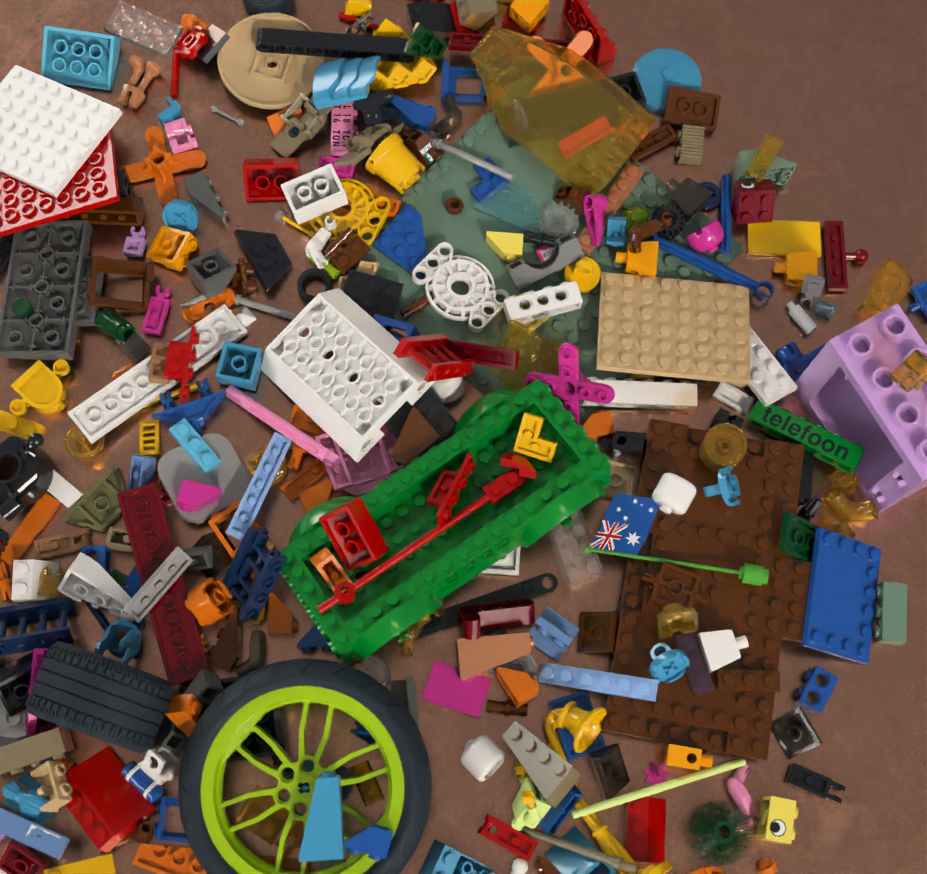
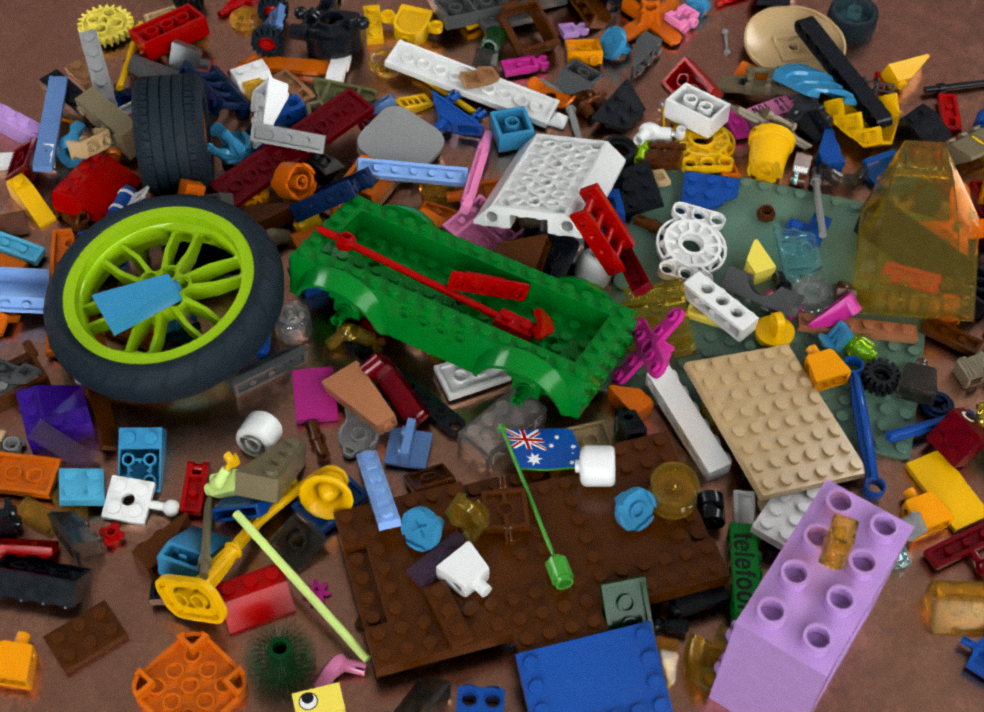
camera: 65 degrees right, 20 degrees down
(179, 362) = (487, 86): red bracket -> none
(194, 446) = (421, 123): medium azure plate -> none
(196, 496) = (378, 136): dark pink slope -> none
(329, 568) = (365, 231): orange slope -> none
(354, 534) = (404, 231): red slope -> none
(371, 840) = (134, 342): blue slope -> none
(424, 43) = (895, 126): dark green slope -> none
(517, 685) = (340, 432): orange slope -> none
(530, 443) = (570, 326): yellow plate -> none
(645, 230) = (853, 355): reddish brown arm -> none
(677, 756) = (343, 602): light orange torso -> none
(707, 237) = (889, 410): dark pink cylinder -> none

